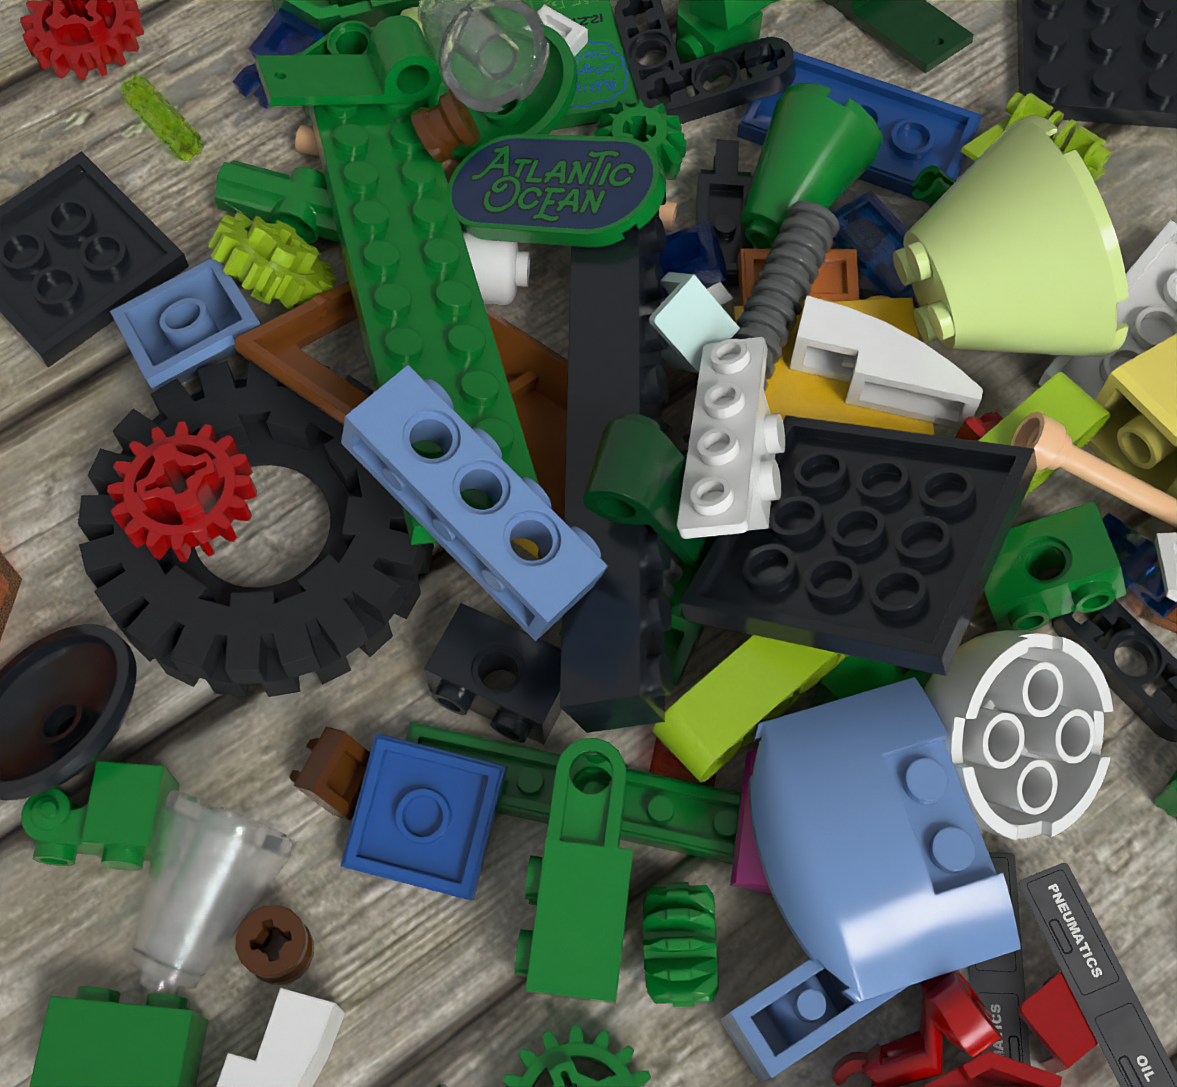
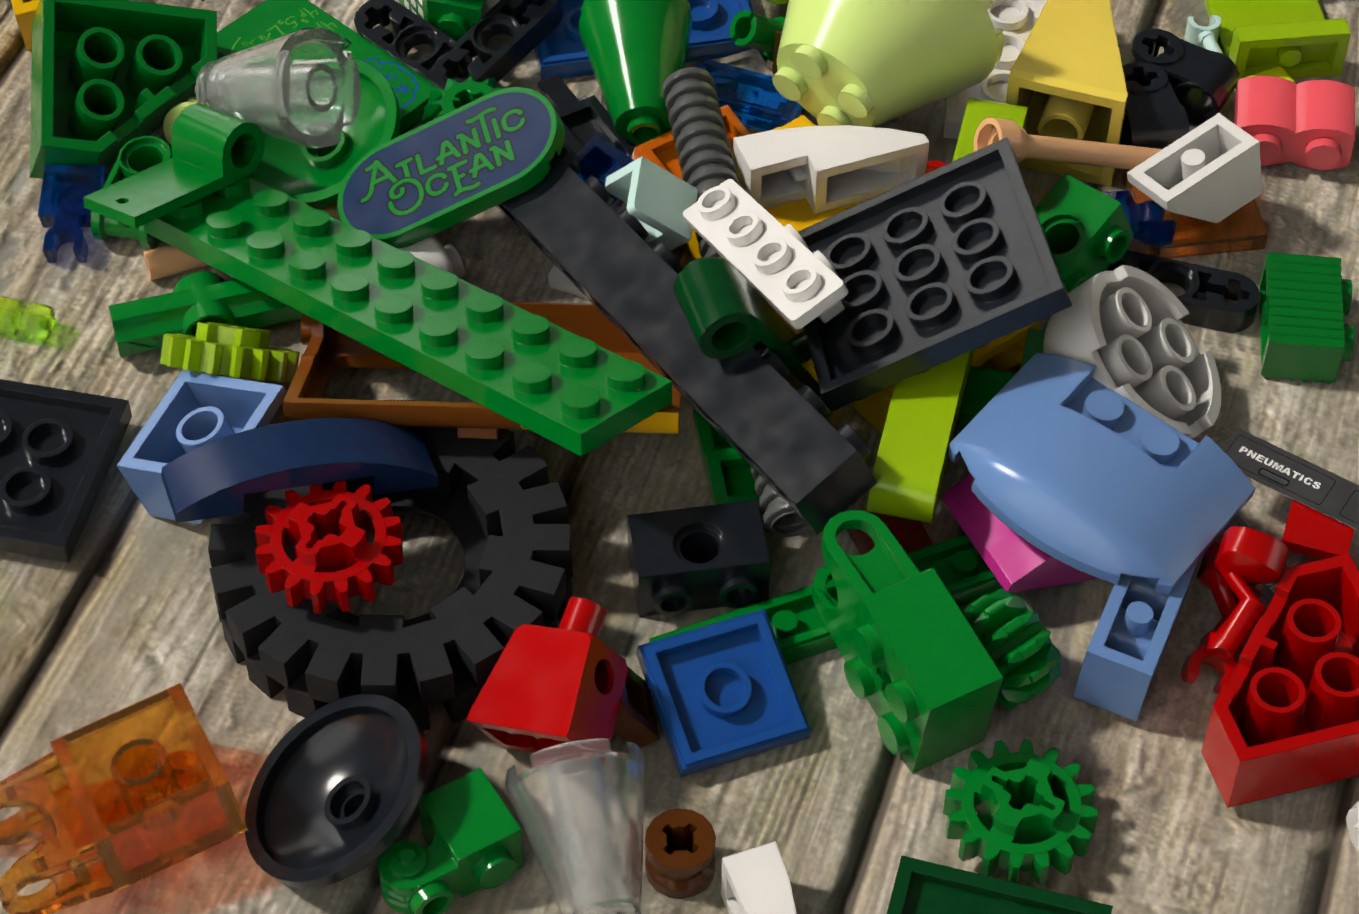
camera: 35 degrees left, 15 degrees down
(215, 400) = (295, 454): none -> dark blue slope
(273, 735) = (553, 684): none -> red torso
(418, 409) = (622, 382): medium blue brick -> none
(445, 127) = (303, 173): reddish brown wheel -> none

